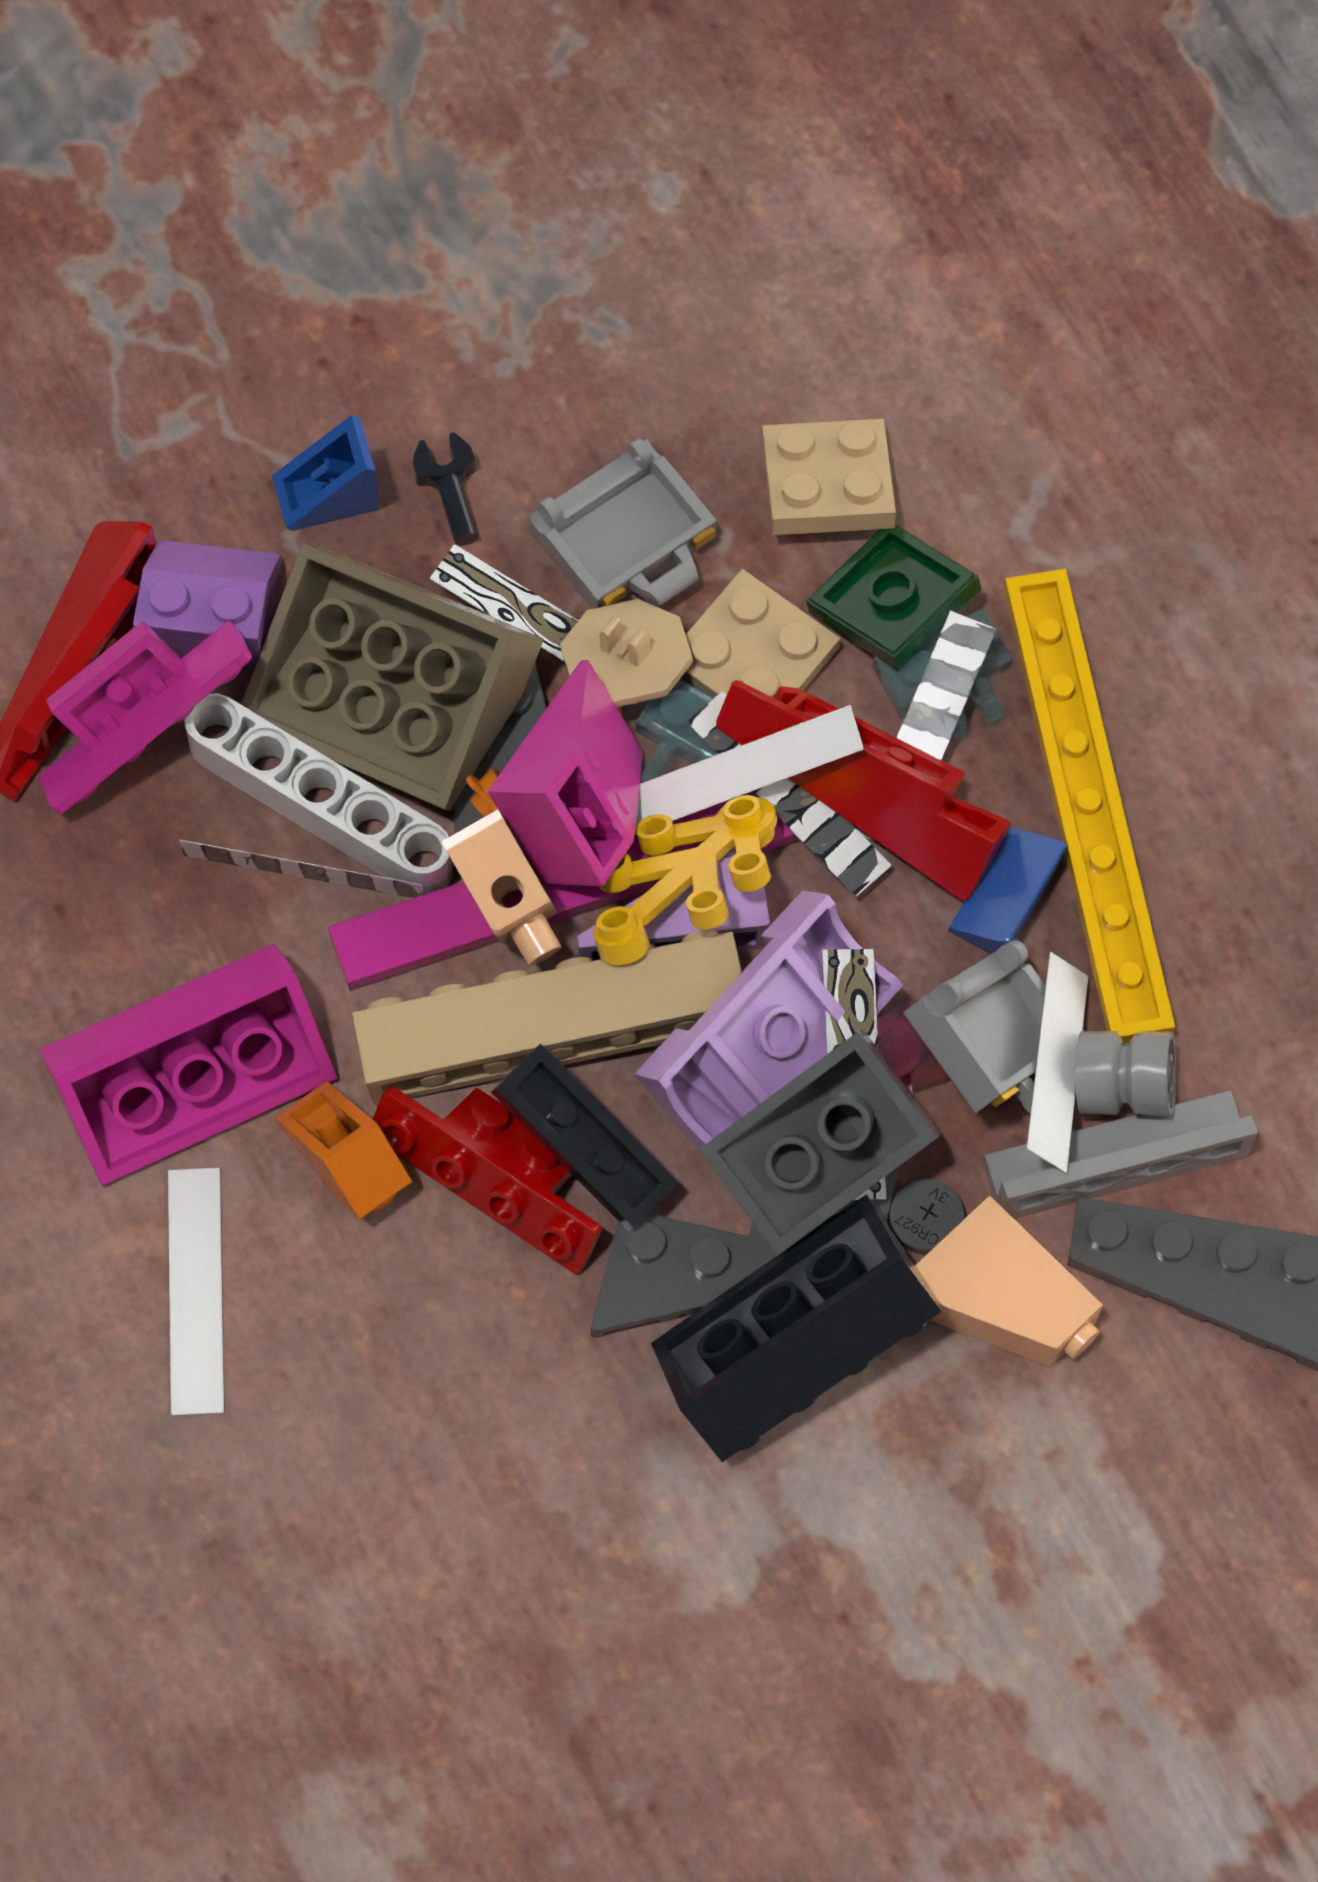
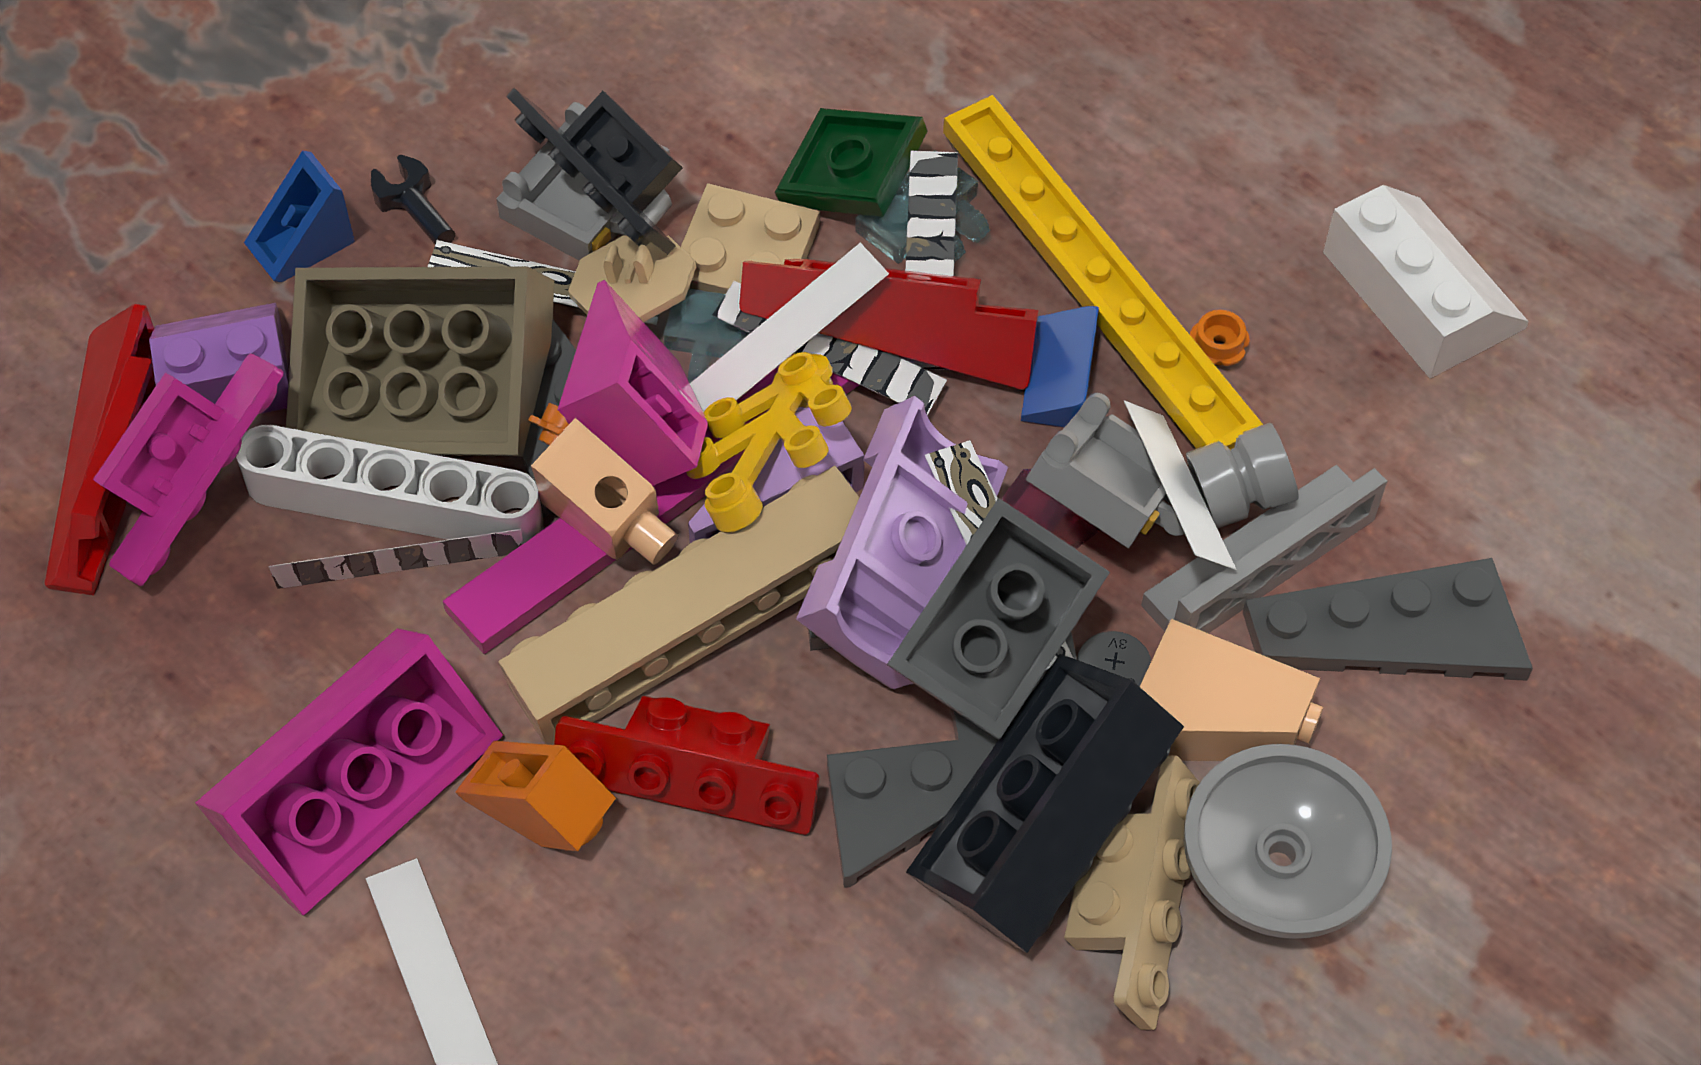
camera: 20 degrees left, 10 degrees down
(584, 1137) = (769, 697): black plate -> none
(649, 517) = (614, 155): none -> black bracket
(828, 477) = (752, 89): tan plate -> none
(851, 1438) = (1135, 895): none -> tan bracket
(1012, 1405) = (1292, 805): none -> light grey dish
(1182, 901) = (1224, 327): none -> orange plate

